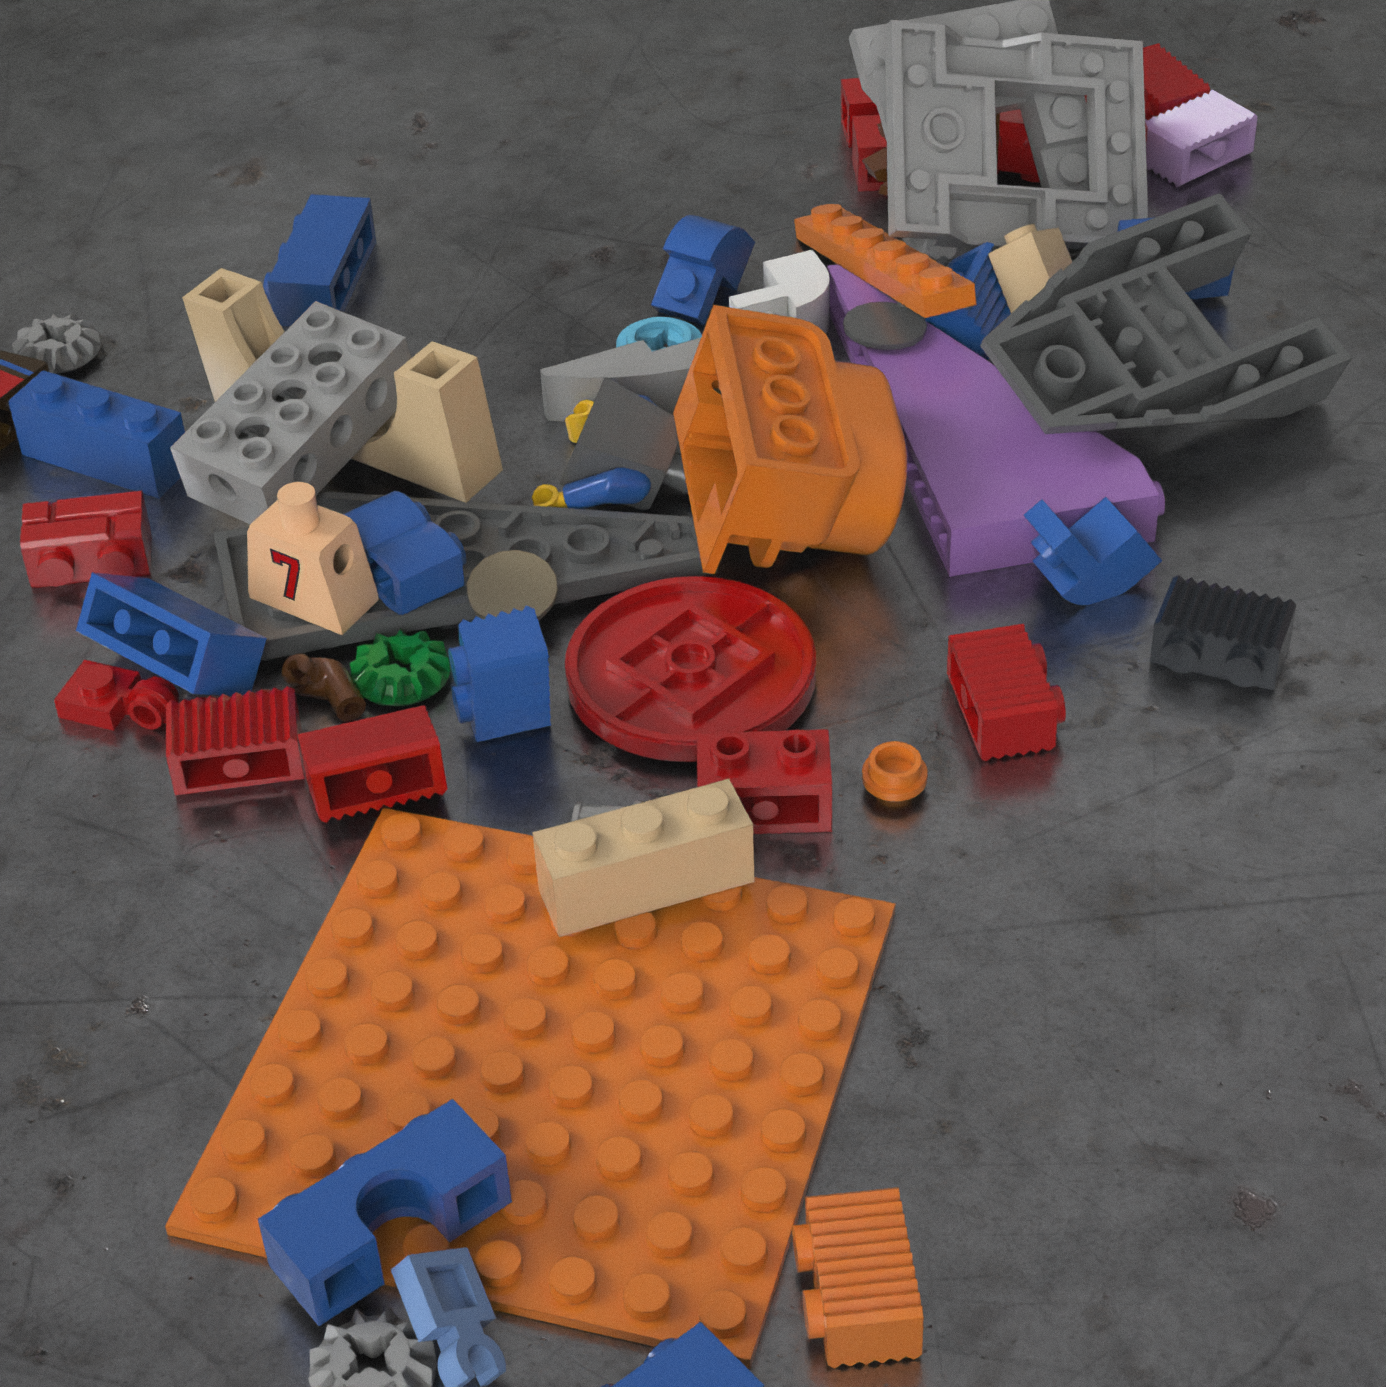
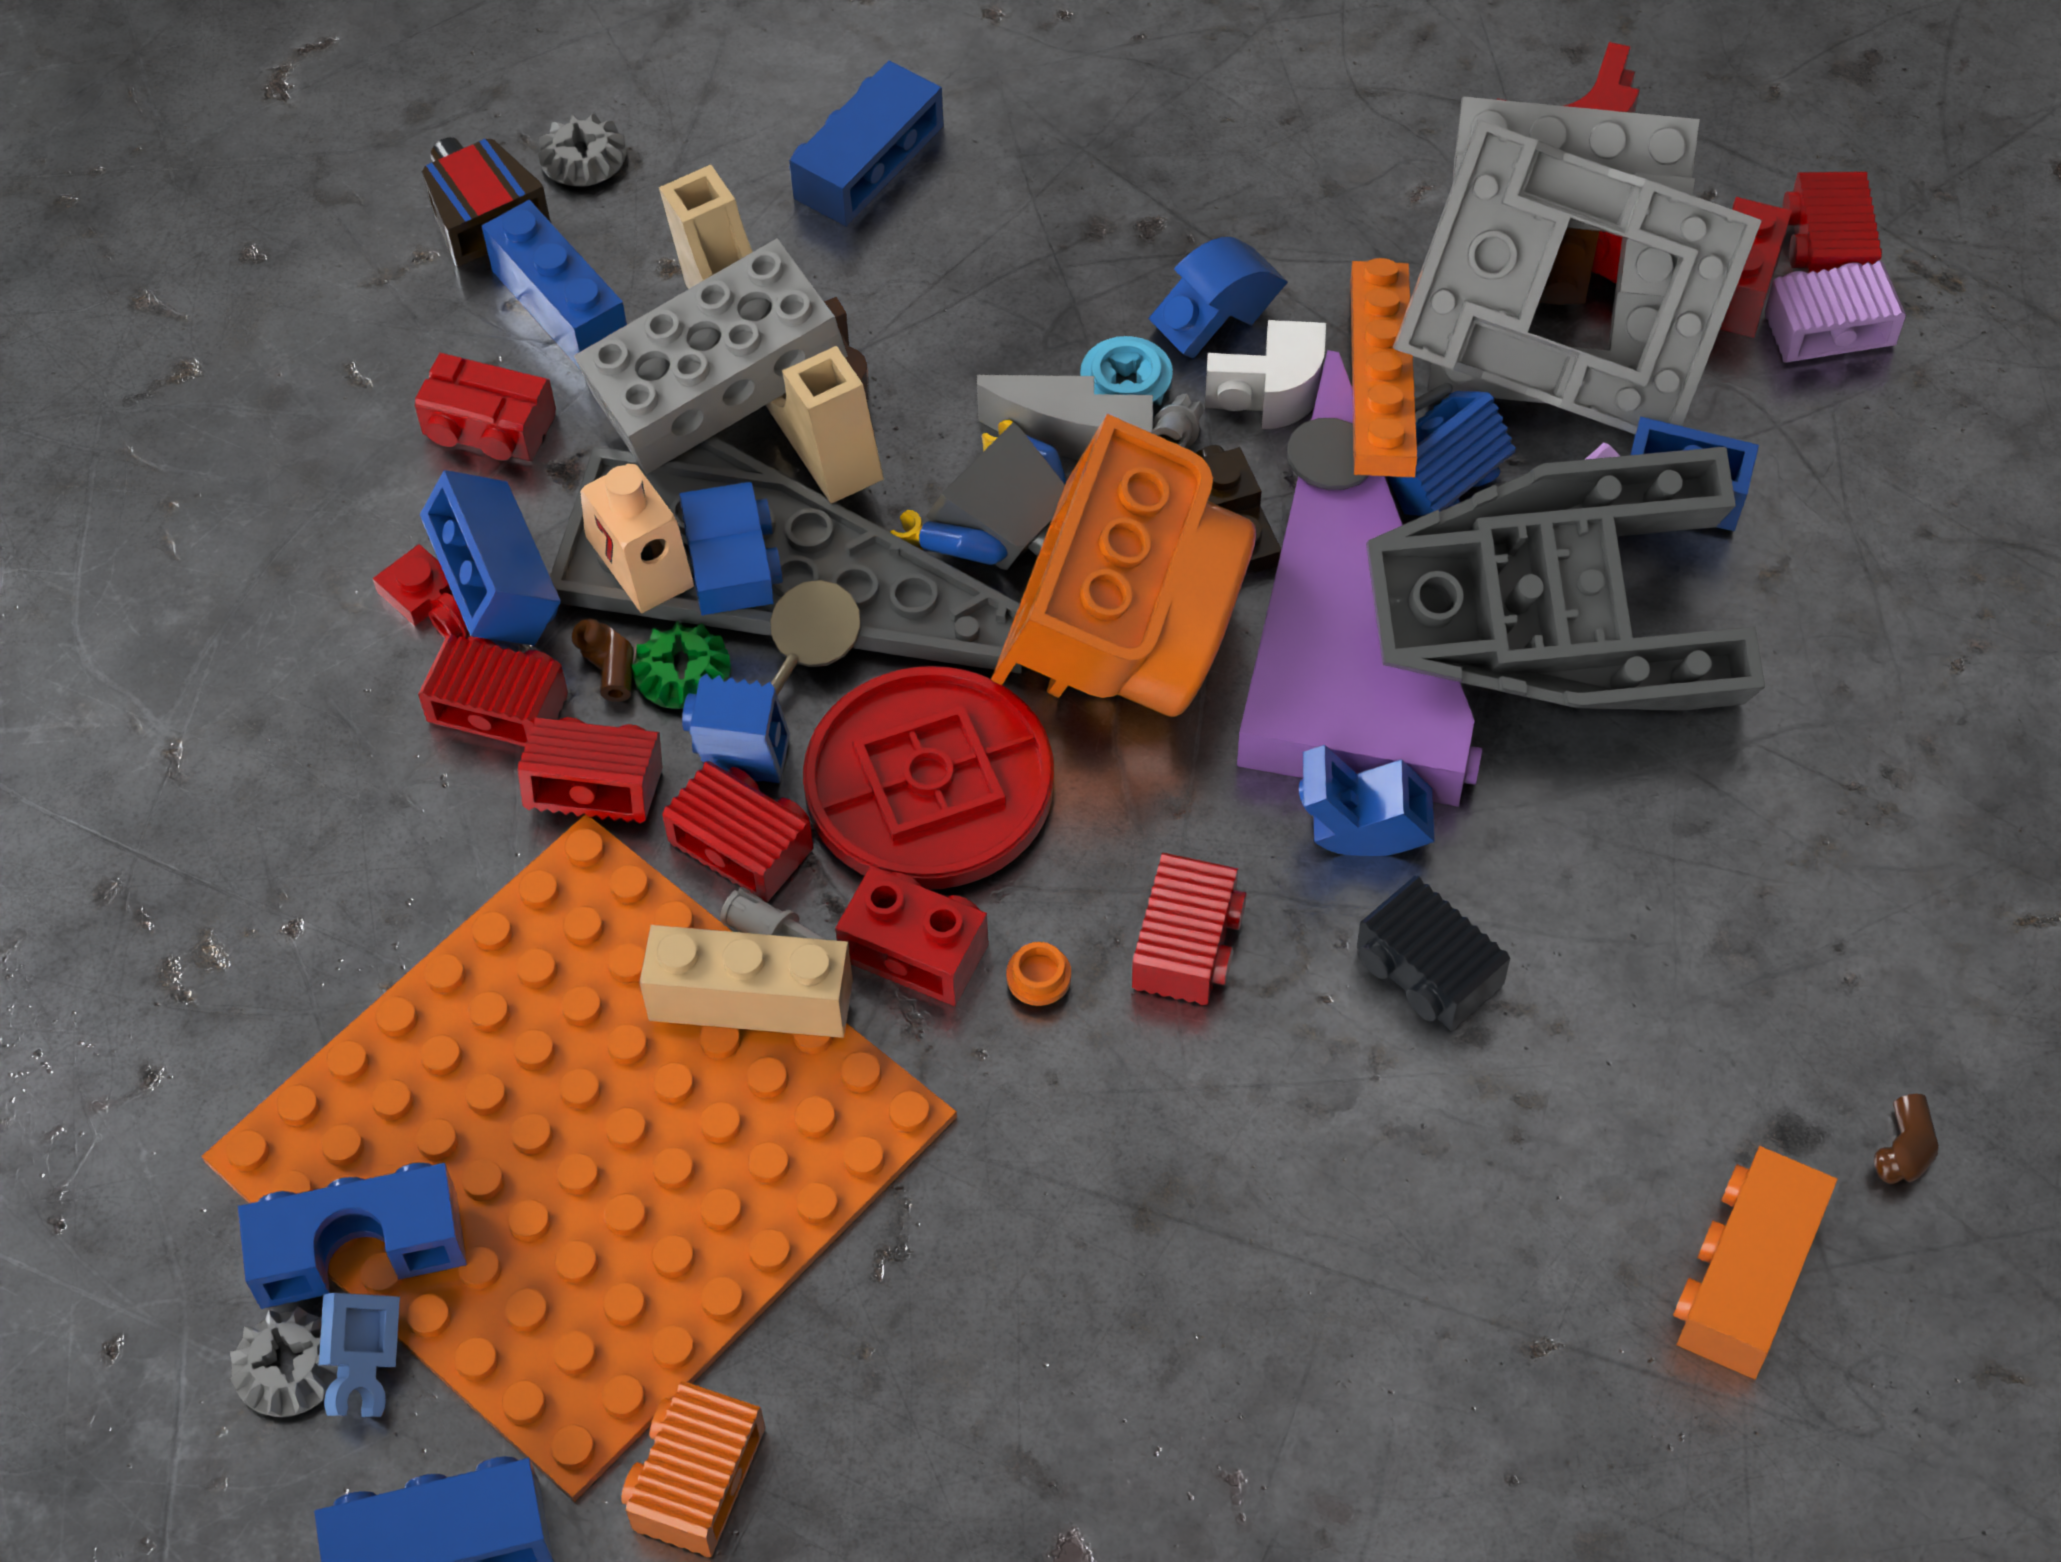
camera: 25 degrees right, 15 degrees up
(543, 762) = (738, 829): none -> red brick
(1028, 262) = (1518, 437): tan brick -> none

